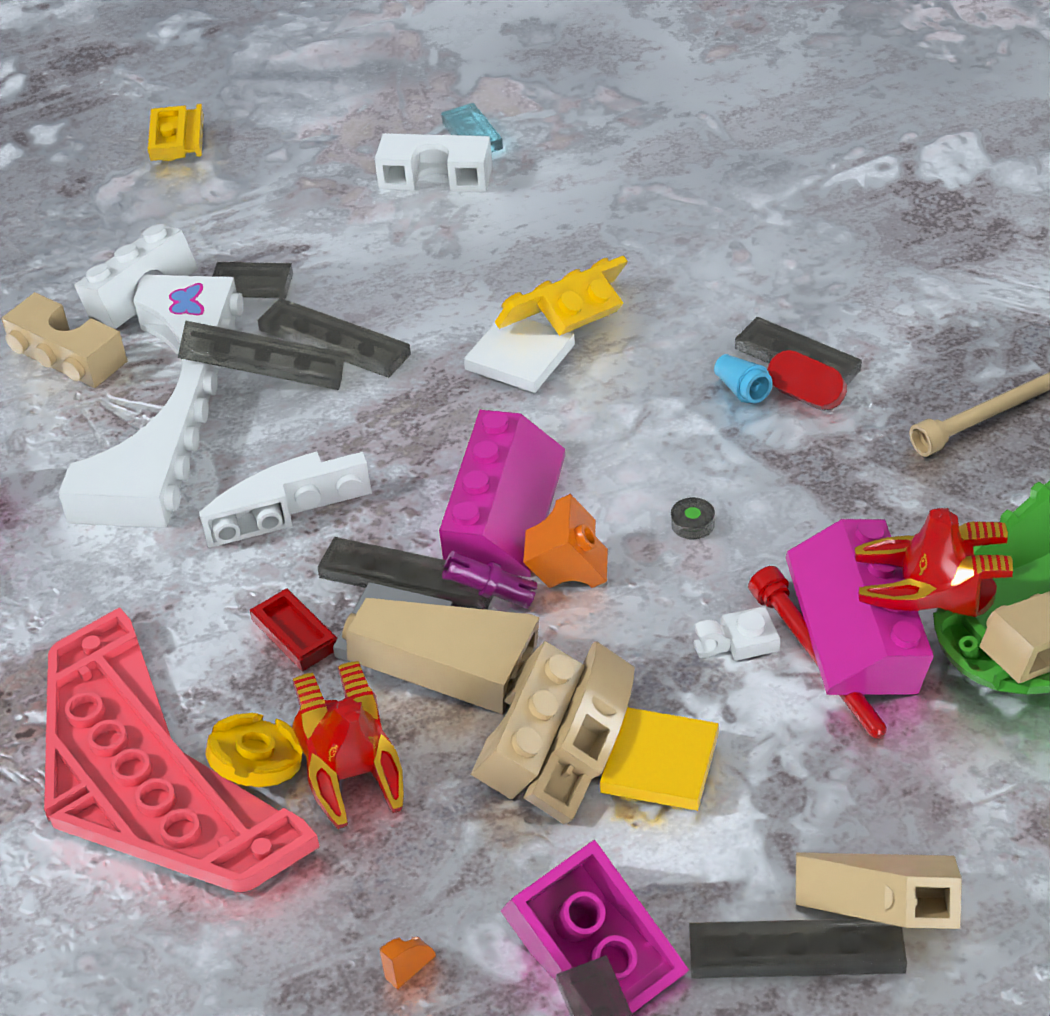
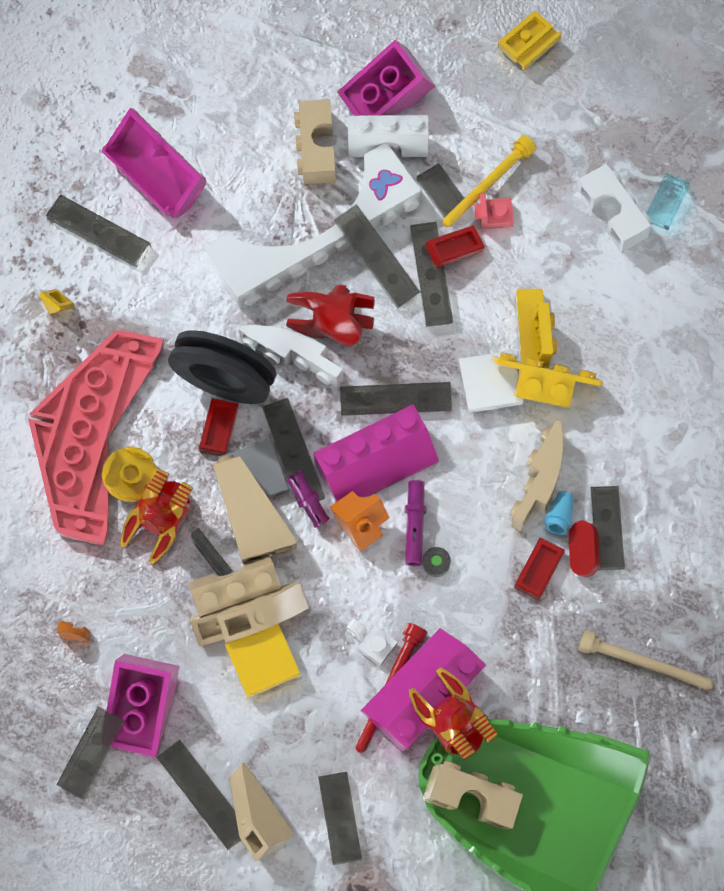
camera: 50 degrees right, 25 degrees up
(73, 239) = (387, 84): none -> dark pink slope
(208, 501) = (222, 367): none -> black tyre
(285, 194) = (523, 148): none -> yellow piece
(289, 422) = (333, 314): none -> red piece
(326, 253) = (494, 212): none -> coral bracket
(327, 297) = (455, 246): none -> red tile
(439, 450) = (395, 397): none -> clear smoke tile
(455, 724) = (210, 553): none -> clear smoke tile
(497, 278) = (535, 326): none -> yellow bracket
(609, 499) = (415, 513): none -> magenta pin
(681, 362) = (545, 468): none -> tan slope
(792, 435) = (539, 568): none -> red tile
(964, 808) = (340, 818): none -> clear smoke tile

